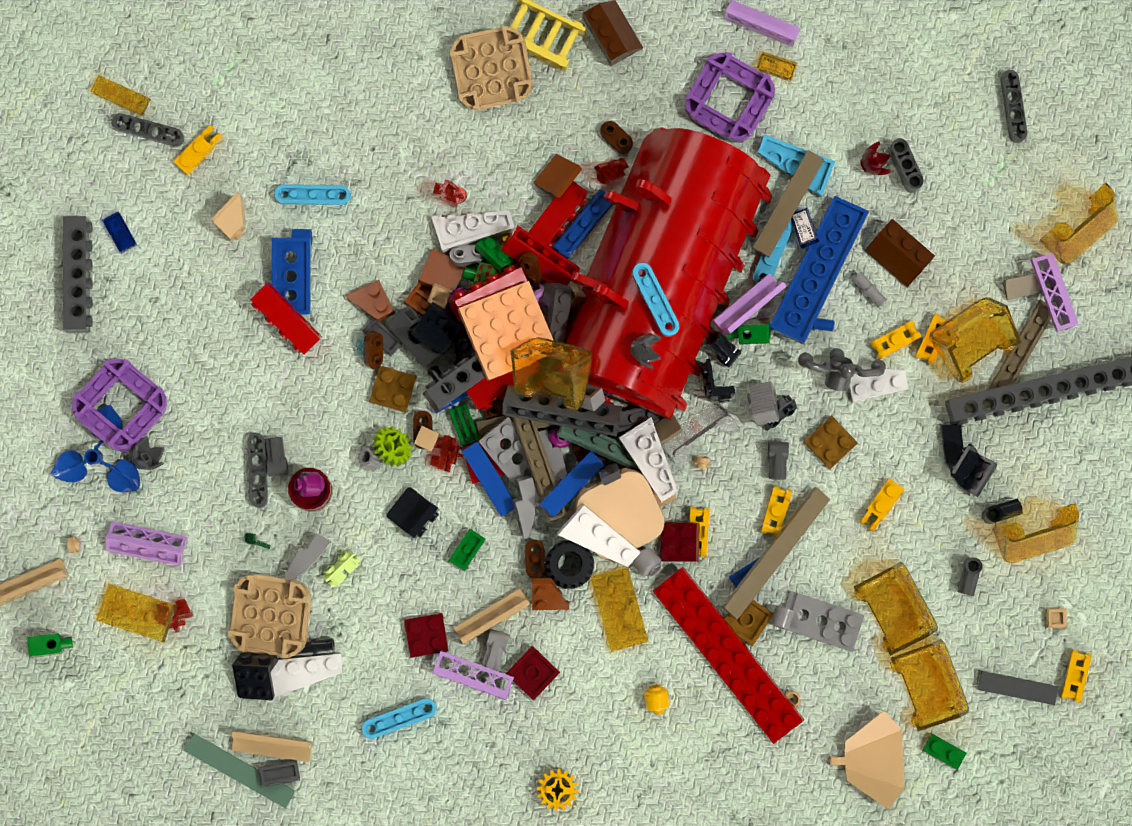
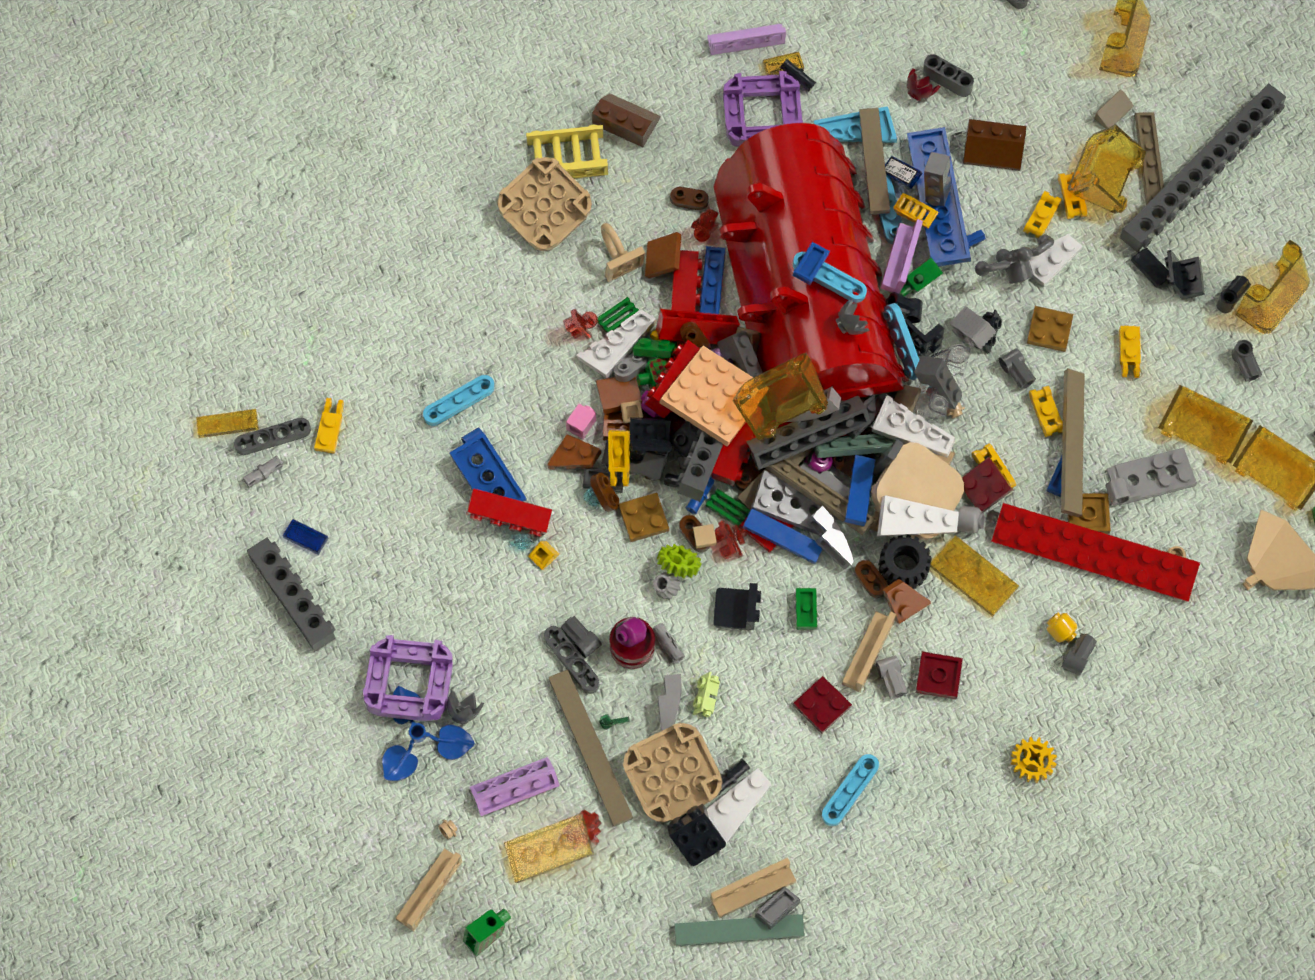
camera: 30 degrees left, 15 degrees down
(120, 155) = (262, 471): none -> light grey pin
(224, 551) = (590, 748): none -> dark tan tile
(231, 218) = (401, 461): tan slope -> none
(284, 348) = (523, 541): none -> clear light blue plate
(294, 368) = (543, 554): none -> yellow slope
(340, 506) = (668, 643): none -> light grey pin
(397, 276) = (581, 421): none -> bright pink brick
(401, 329) = (619, 455): none -> yellow hinge
(475, 684) = (893, 717): lavender fence -> none
(487, 203) = (630, 306): none -> green tile
(520, 160) = (622, 260): none -> tan tile
(646, 279) = (811, 263): none -> blue tile
(652, 731) = (1077, 658): none -> dark grey piece
(697, 374) = (902, 339): none -> medium azure plate
(697, 436) = (936, 374): none -> dark grey arch
(780, 84) = (798, 74): none -> black pin
(783, 261) = (905, 204): none -> yellow slope
(820, 260) = (936, 179): none -> dark grey arch
(869, 289) = (991, 188): light grey pin -> none
(1057, 289) = (1144, 97): lavender fence -> none

